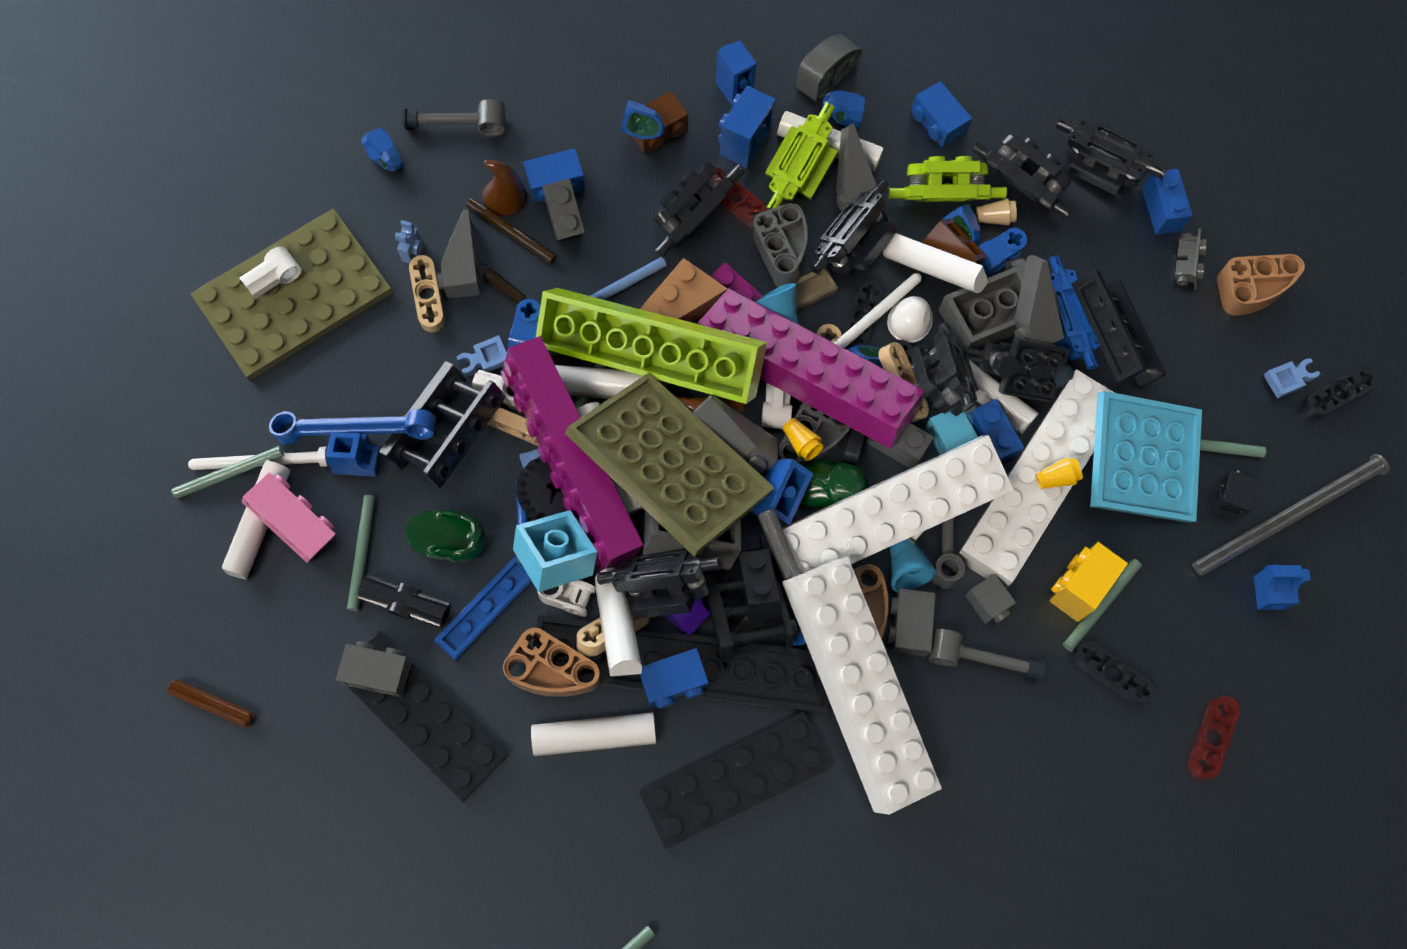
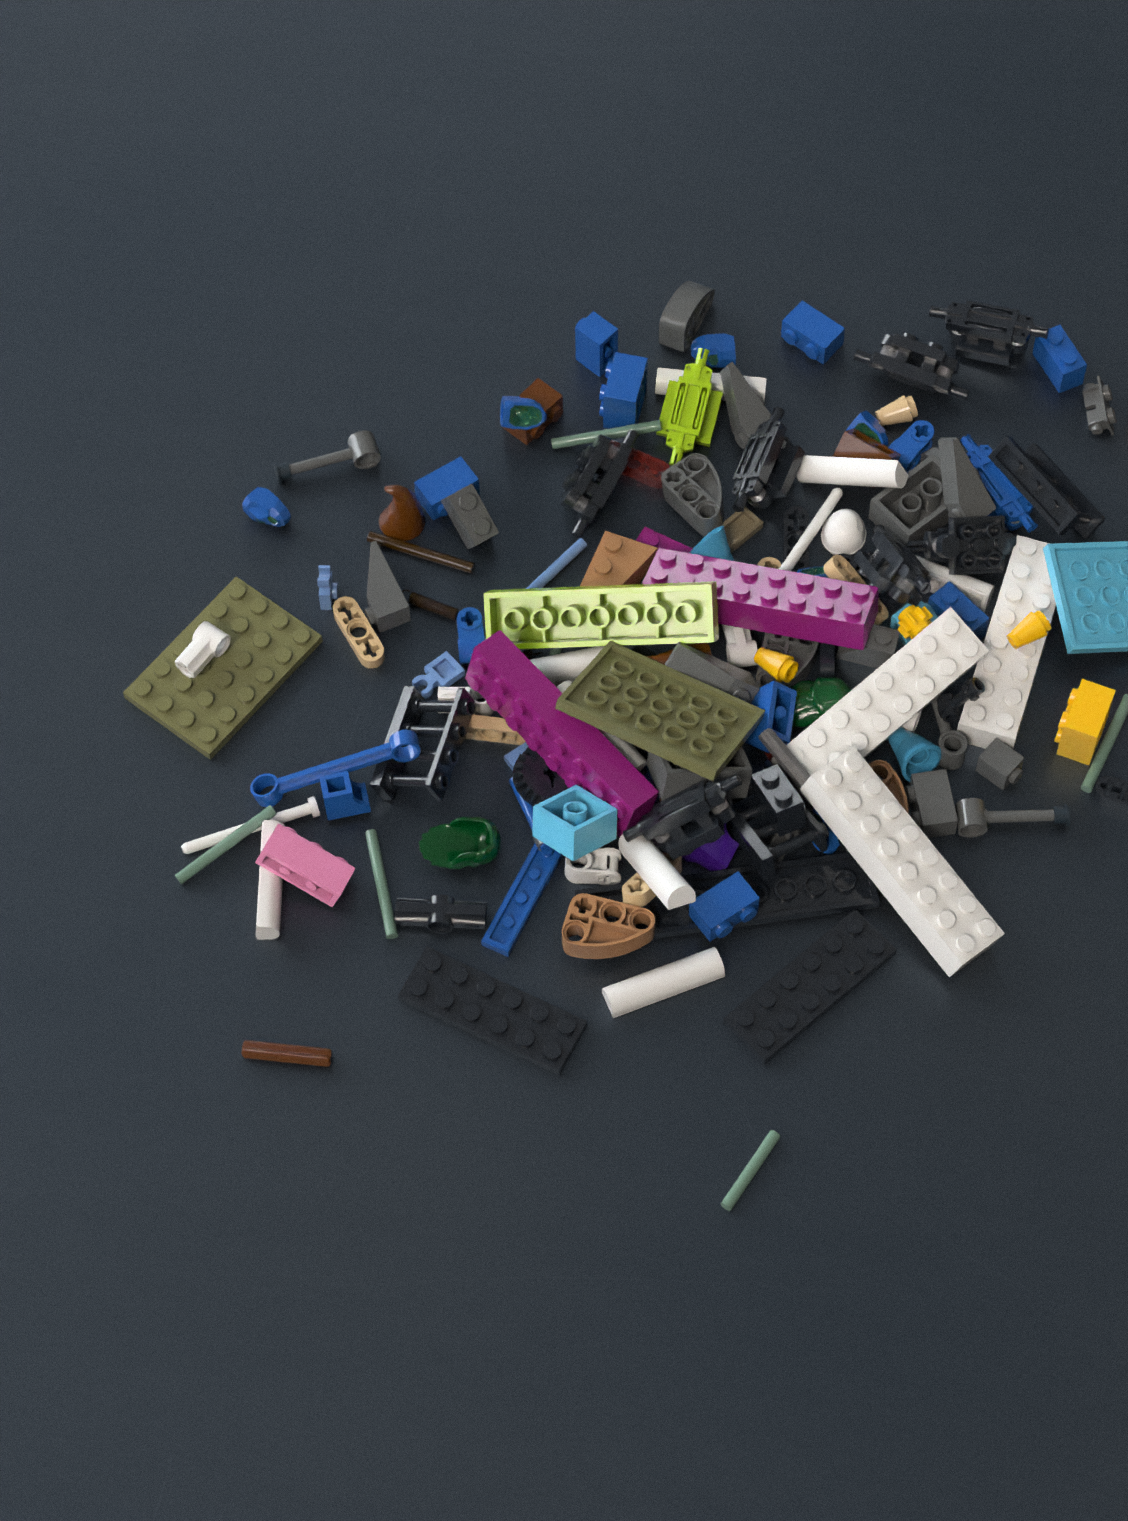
camera: 10 degrees left, 10 degrees down
(374, 669) = (438, 974): dark grey brick -> none
(718, 162) = (613, 433): none -> sand green bar
(949, 433) = (913, 621): none -> yellow gear
(958, 526) = (949, 704): none -> black bar
(959, 170) = (849, 381): lime piece -> none

